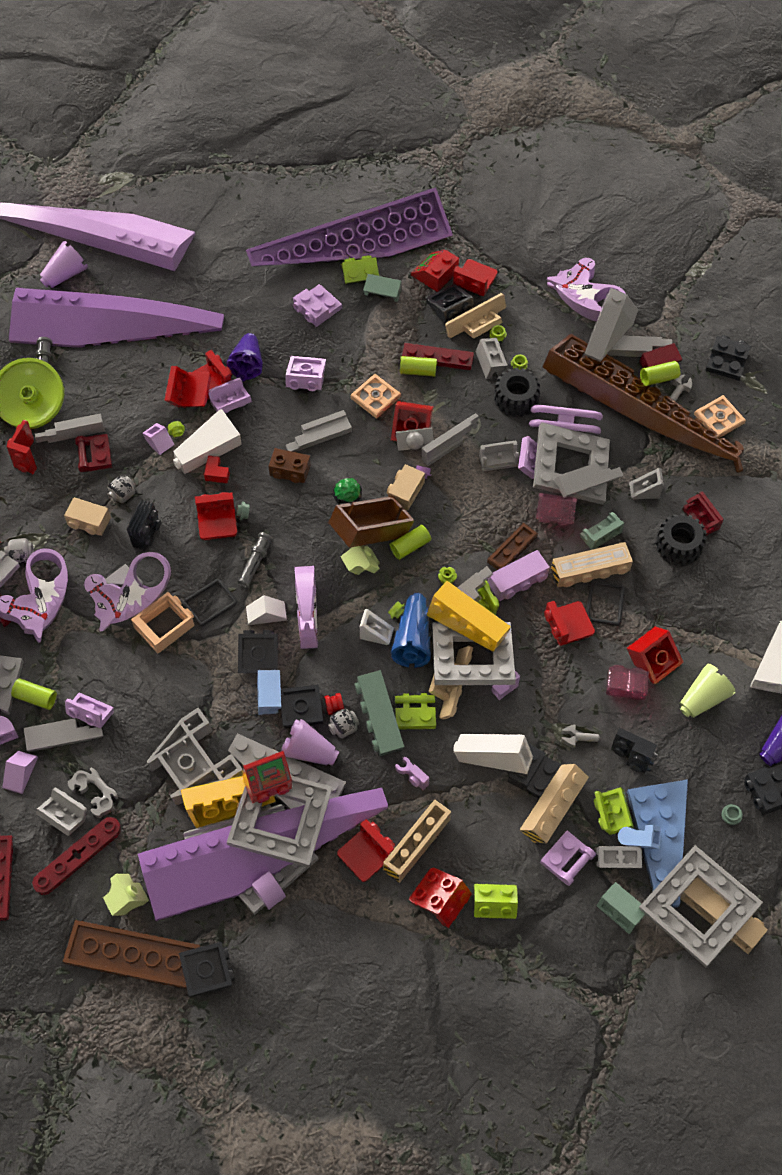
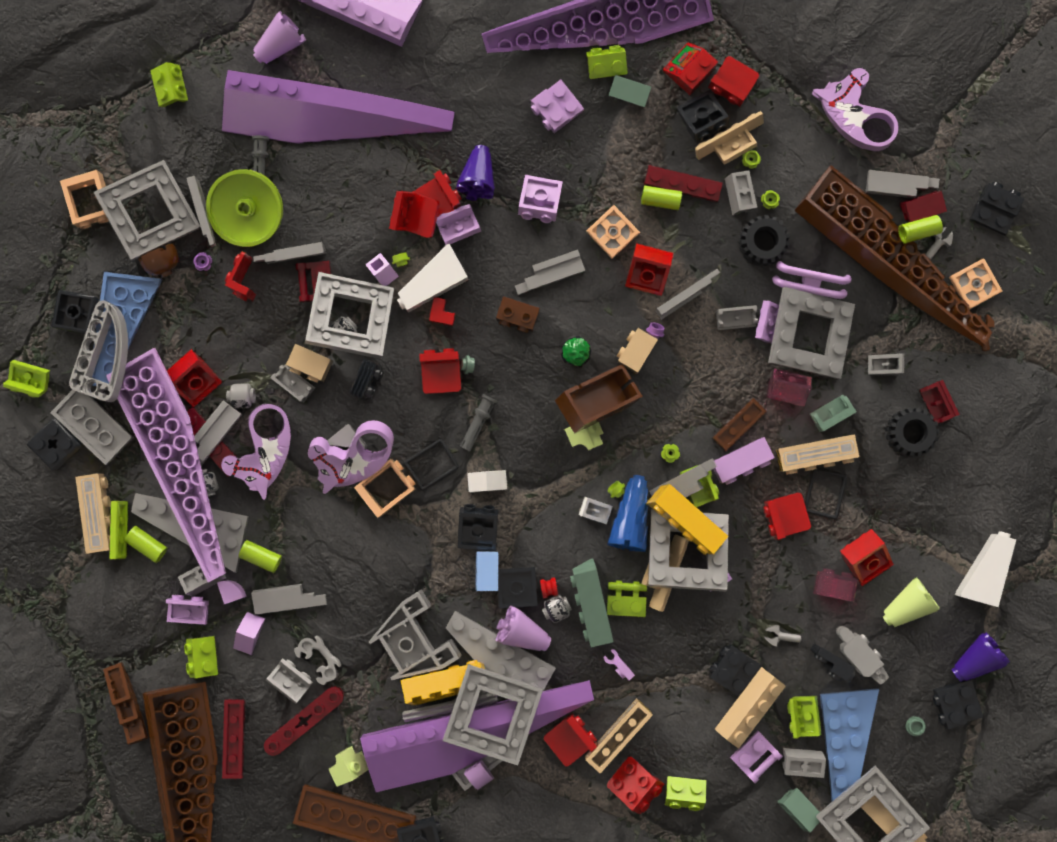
camera: 10 degrees right, 25 degrees up
(70, 538) = (293, 383): none -> light grey hinge
(88, 710) = (313, 578): lavender bracket -> none
(98, 480) = (323, 336): none -> light grey plate
(267, 777) = (483, 687): red slope -> none
(306, 606) = (527, 484): lavender animal -> none
(410, 542) = (636, 413): lime pin -> none
(414, 438) = (650, 292): light grey tile -> none
(494, 751) = (697, 656): white slope -> none
(585, 478) = (823, 358): light grey piece -> none
(612, 323) = (877, 163): light grey wedge -> none
(646, 839) = (826, 749): light blue leg -> none
(669, 749) = (861, 656): none -> light grey hinge

